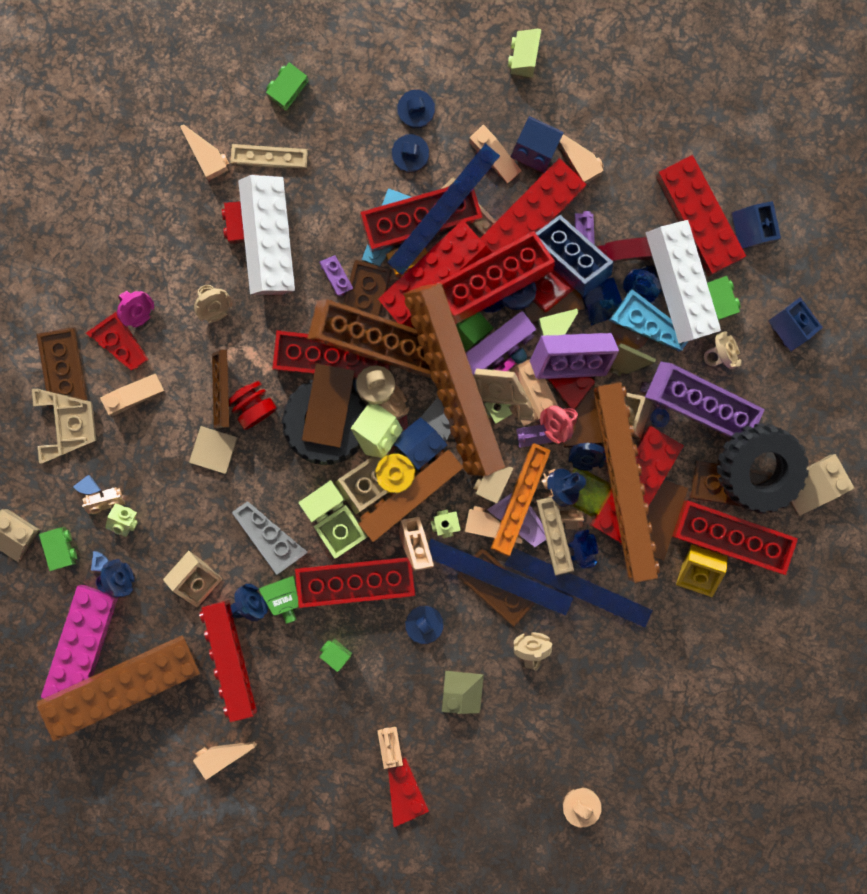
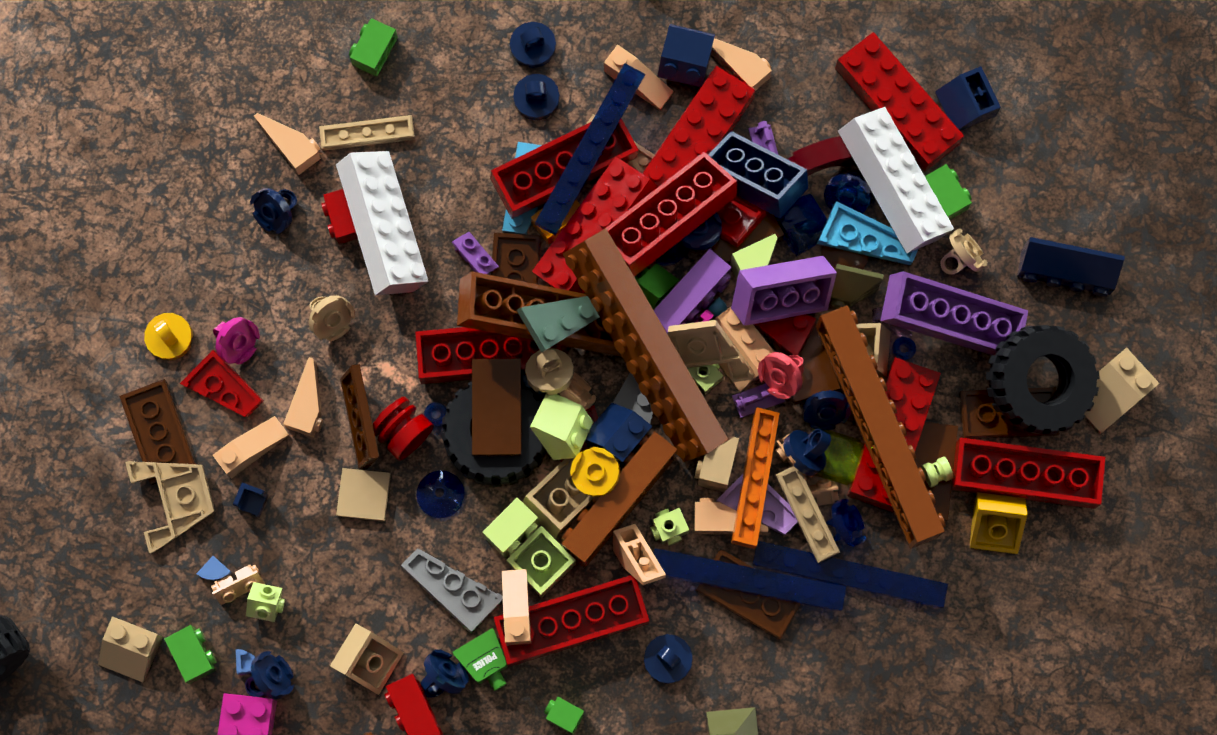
camera: 10 degrees left, 10 degrees down
(83, 293) = (168, 336): none -> yellow tile
(124, 437) = (250, 499): none -> dark blue panel
(180, 372) = (305, 409): none -> light nougat slope
(181, 207) = (272, 209): none -> dark blue tile
(275, 395) = (436, 406): none -> clear blue plate
(283, 461) = (440, 506): none -> clear blue dish
(313, 566) = (516, 607): none -> light nougat slope
(387, 349) = (557, 320): none -> sand green wing
(532, 649) = (810, 661): tan tile -> none
(668, 522) = (937, 471): none -> yellowish green wheel
(795, 324) = (1041, 206): dark blue slope -> none
(806, 379) = (1070, 266): none -> dark blue slope

